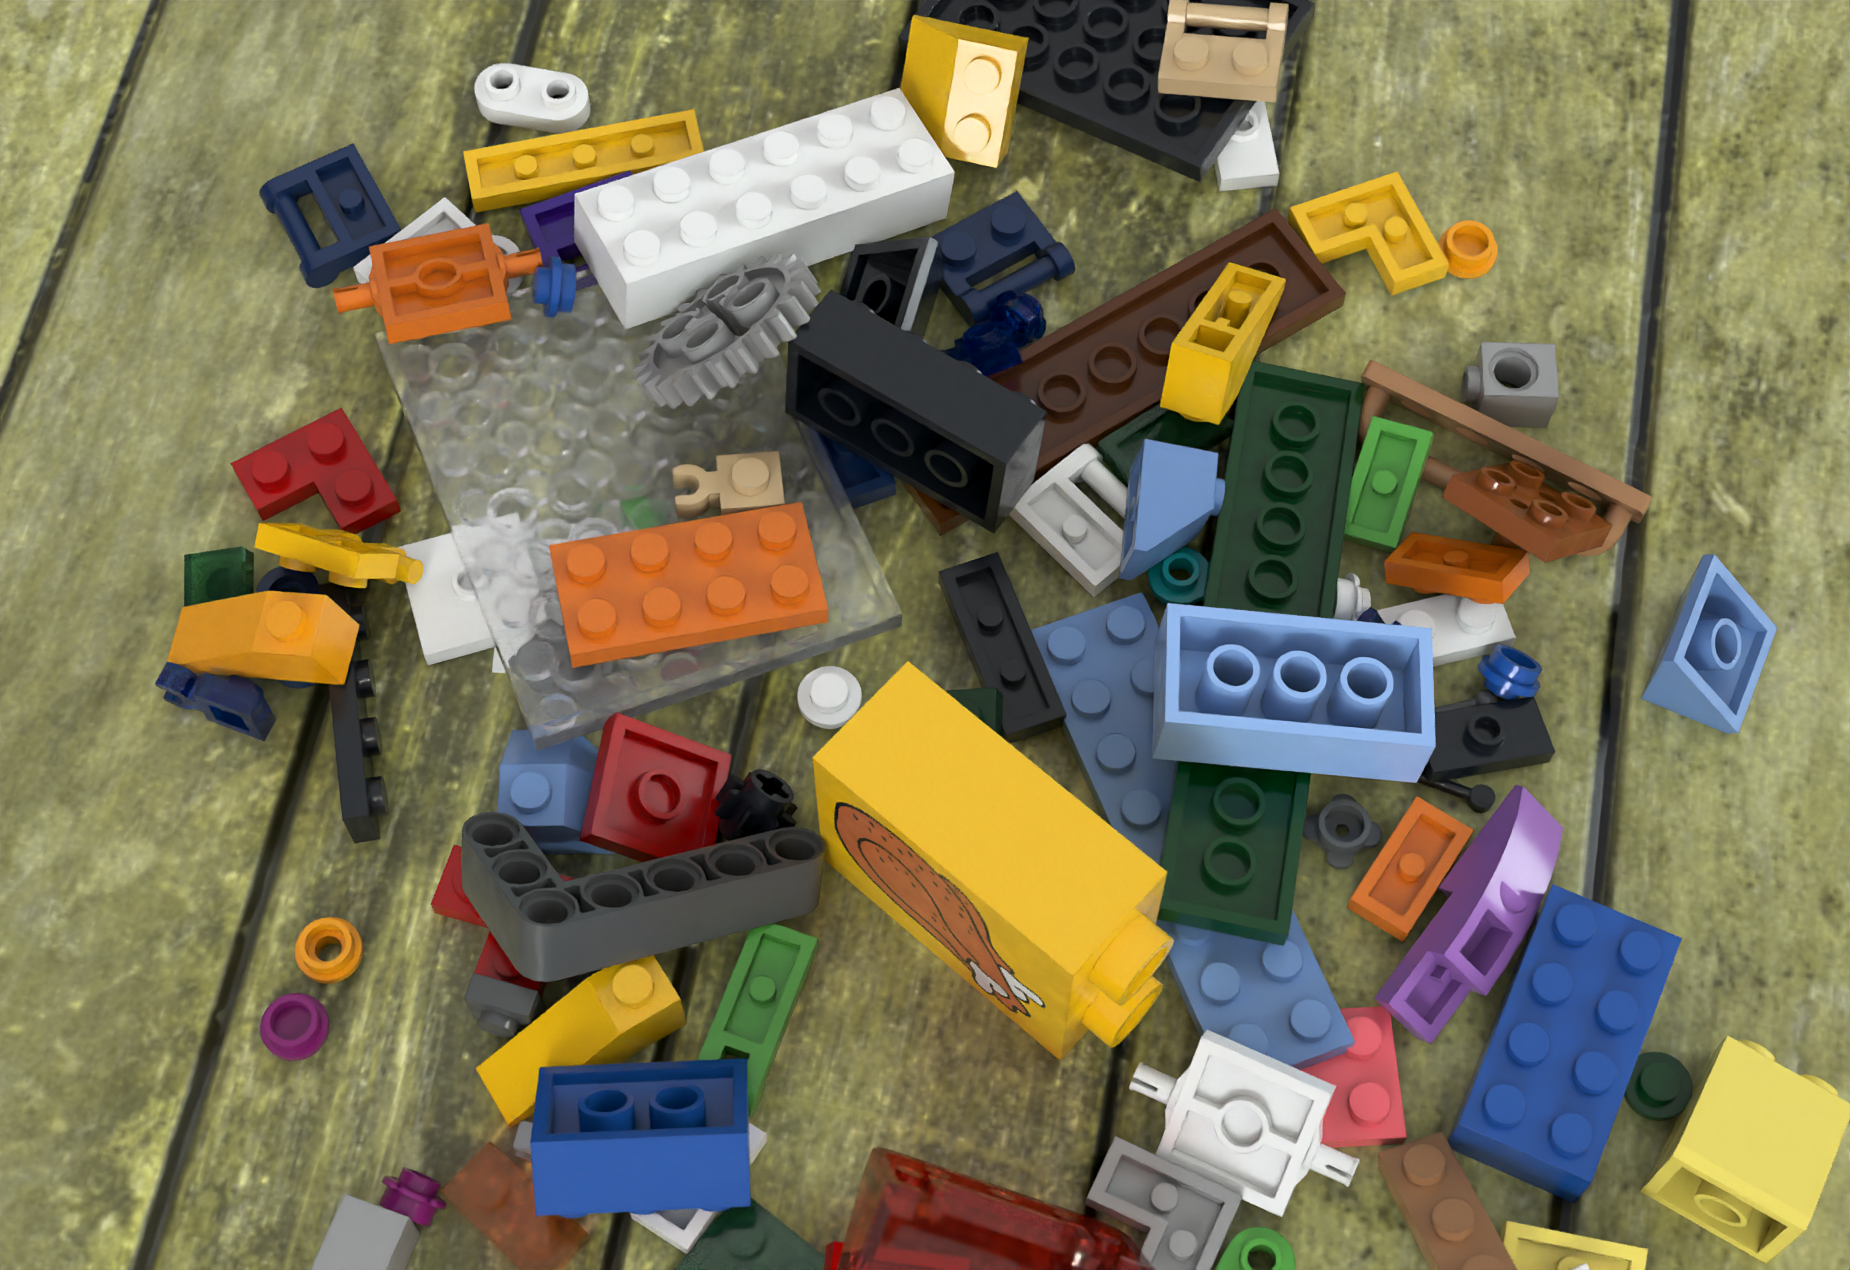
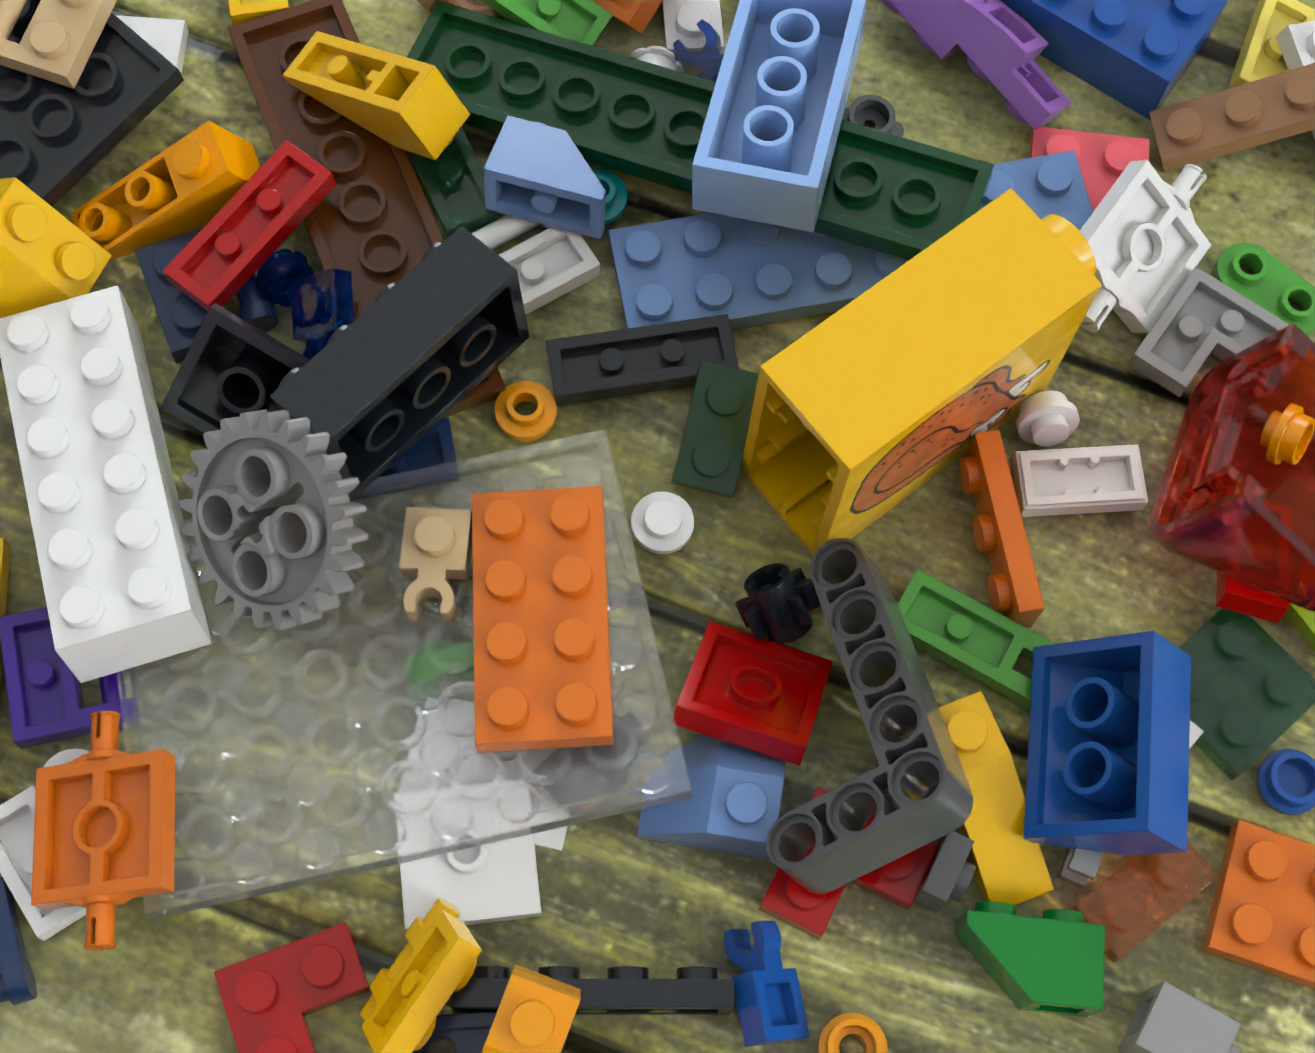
camera: 85 degrees left, 5 degrees up
(364, 863) = (765, 994): none -> blue plate
(412, 1196) = (1128, 986): magenta plate -> none
(425, 1106) = (1038, 962): none -> green slope
(554, 287) = (146, 703): blue plate -> none
(878, 1019) = (1000, 529): none -> orange plate
(920, 569) = (531, 426): none -> light orange plate
(956, 1098) = (1079, 480): none -> white plate
(1019, 1055) = (1047, 419): none -> white plate
(1050, 269) = (250, 227): none -> red plate
(1082, 209) = (170, 192): none -> light orange slope
(1410, 869) = (916, 79): orange plate -> none

